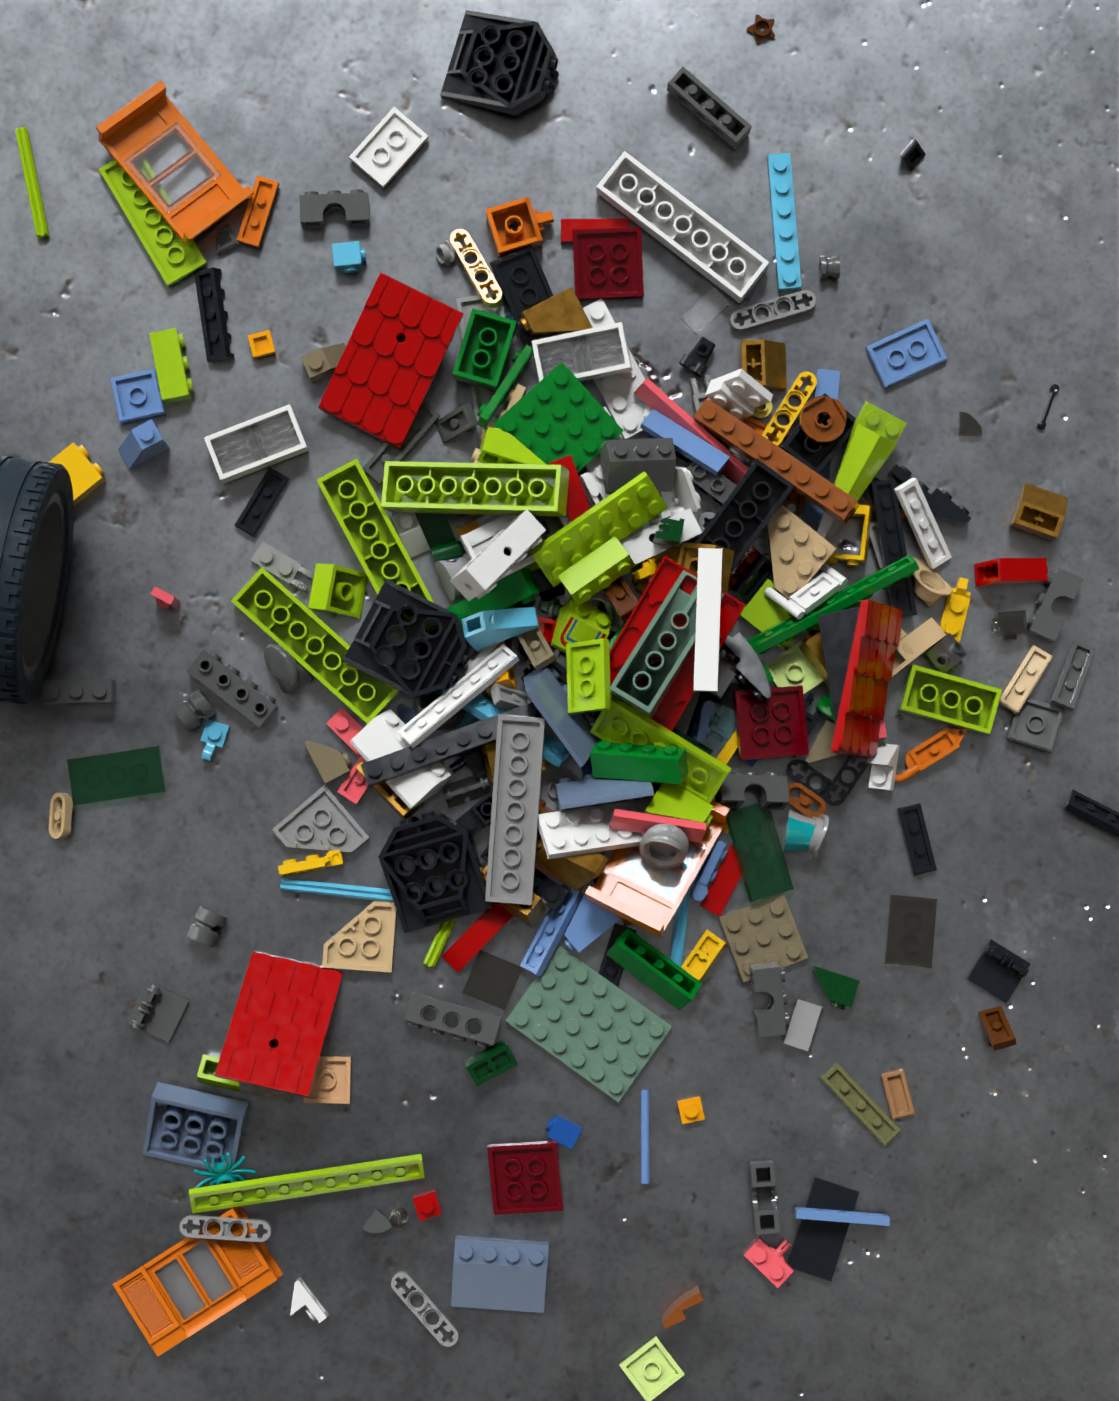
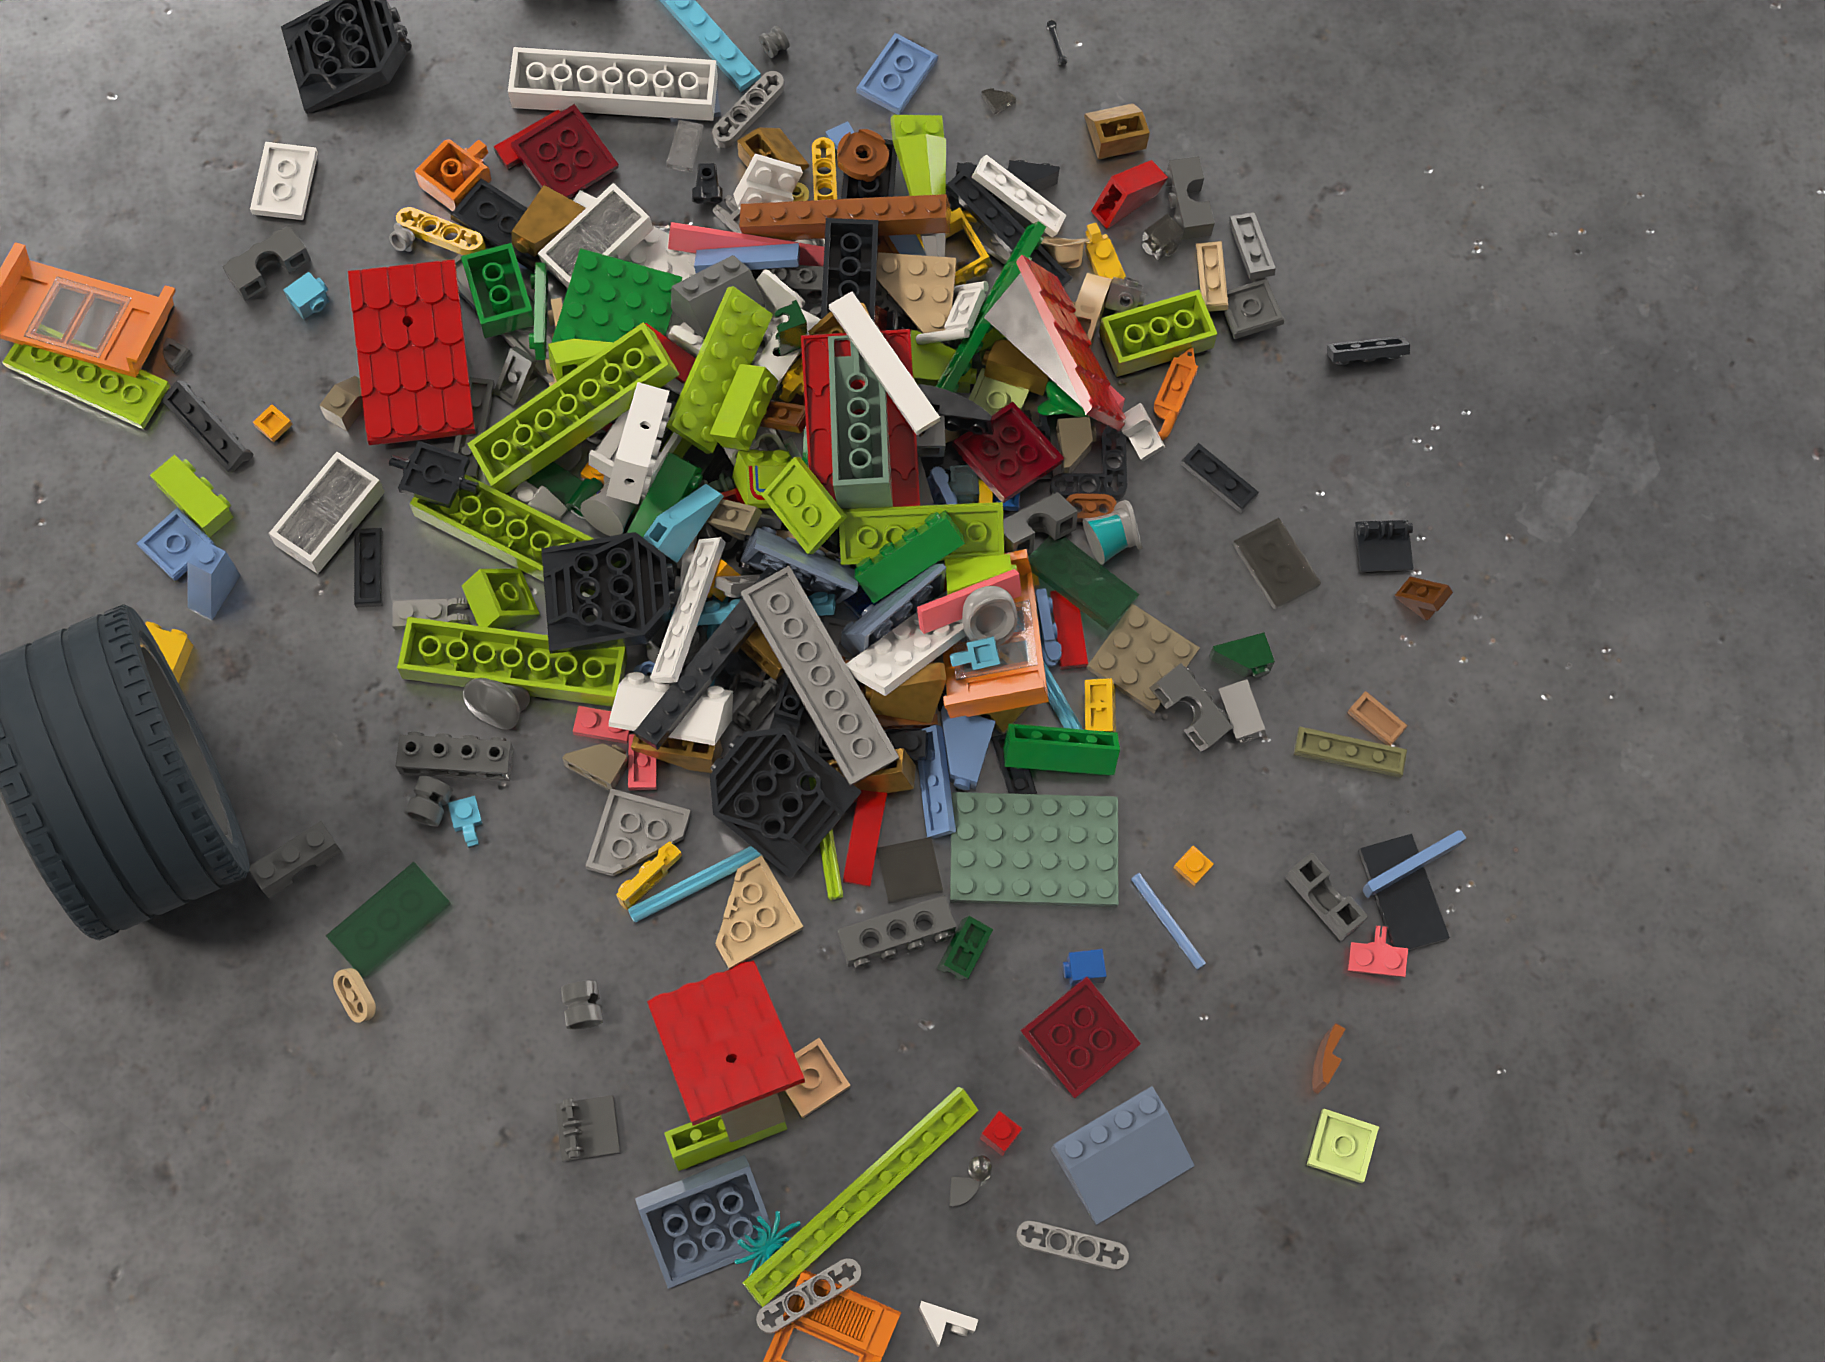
camera: 35 degrees left, 15 degrees down
(164, 599) = (327, 709): coral plate -> none
(258, 212) = (191, 309): orange plate -> none
(345, 471) = (434, 474): none -> black plate
(639, 867) = (980, 653): none -> medium azure plate

